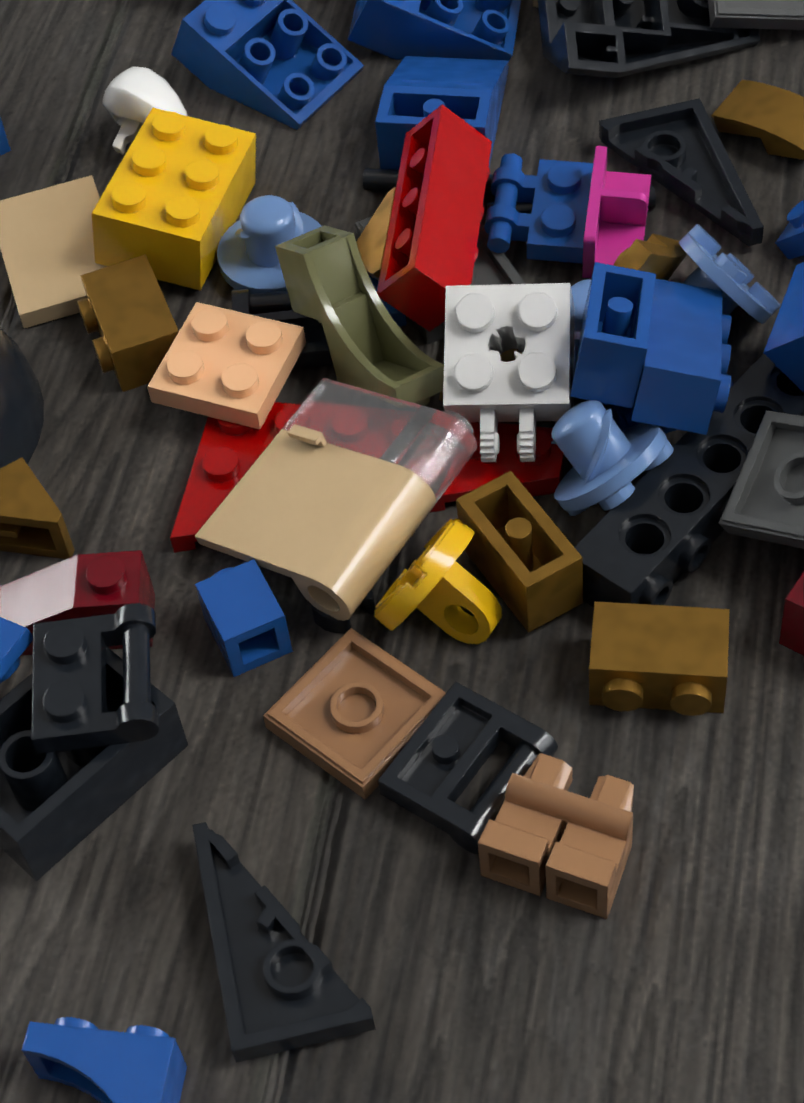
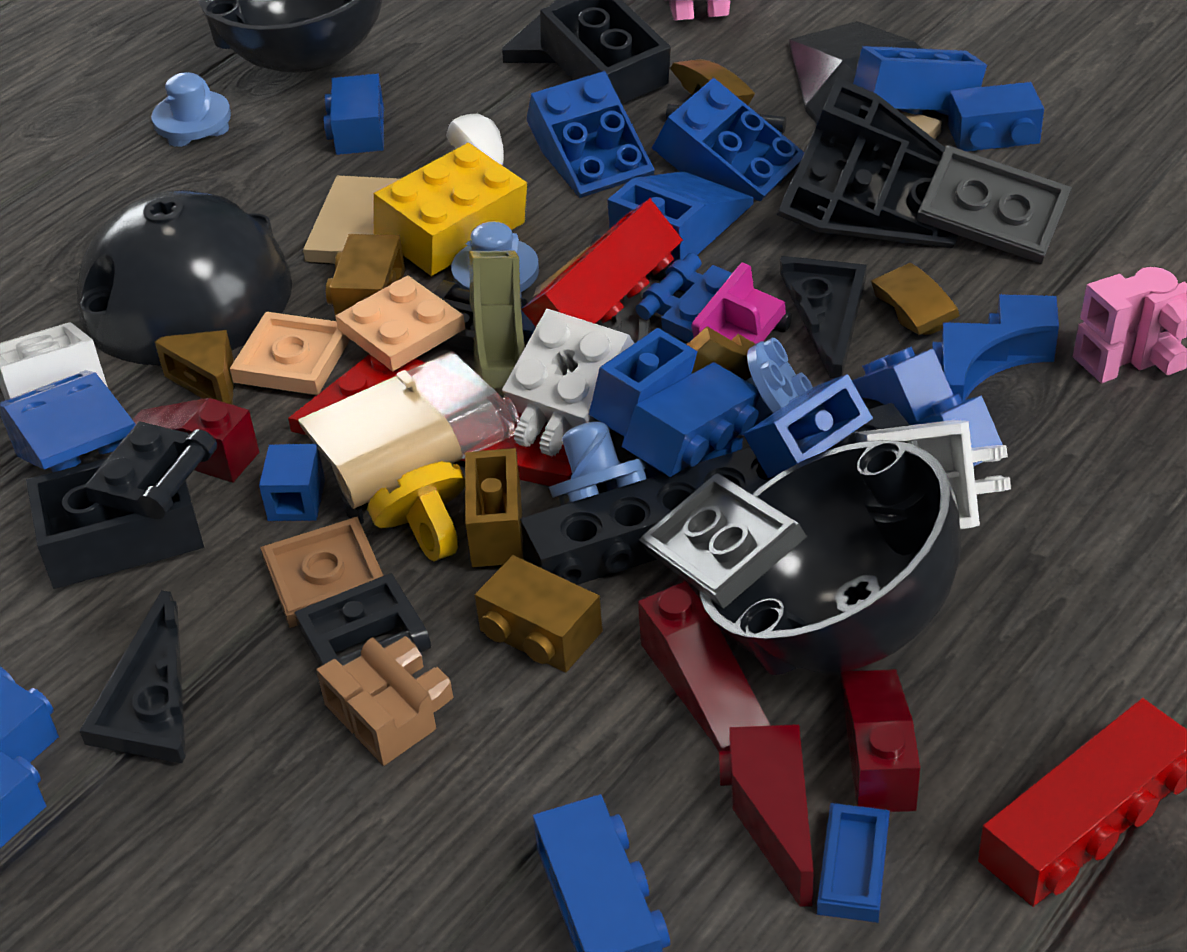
camera: 25 degrees right, 10 degrees down
(108, 454) = (290, 353): none -> light nougat plate

